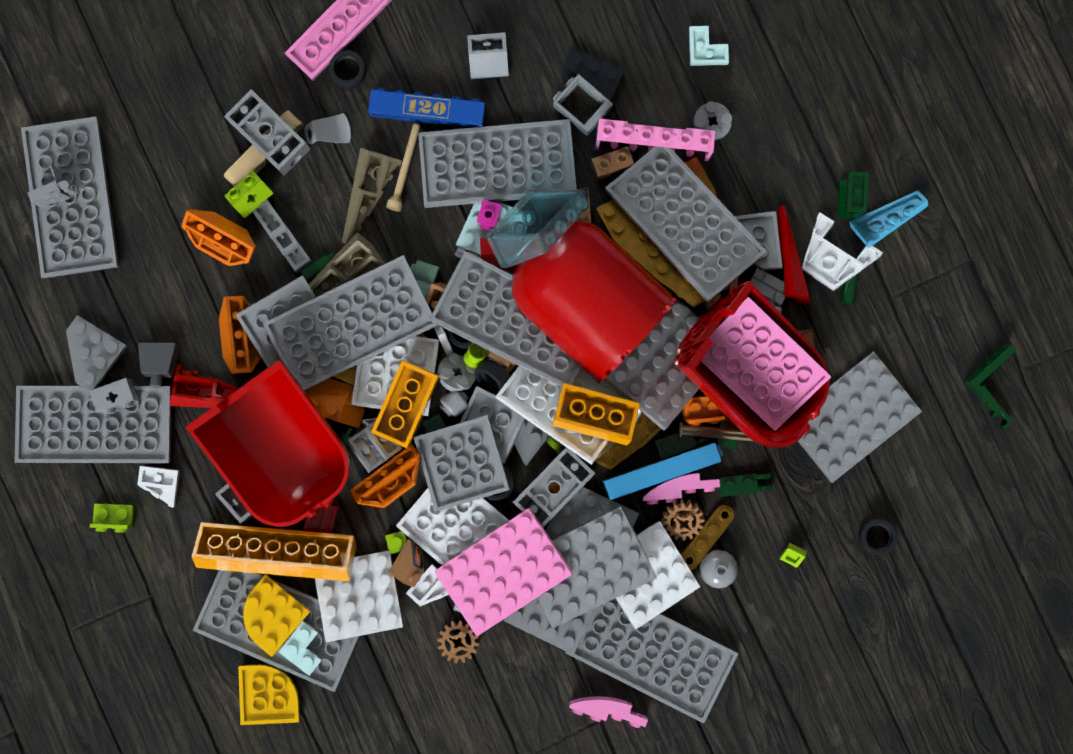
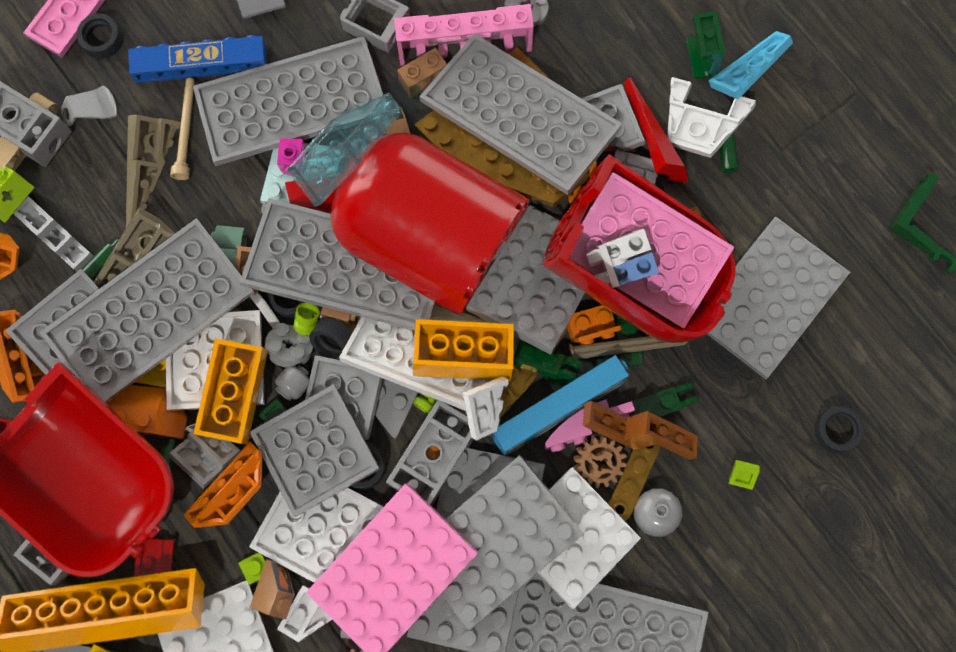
camera: 10 degrees left, 10 degrees down
(602, 463) = (484, 406): none -> white wing
(654, 433) = (543, 363): none -> dark green hinge
(720, 504) = (640, 430): none -> dark orange bracket
(740, 369) = (615, 259): none -> white hips

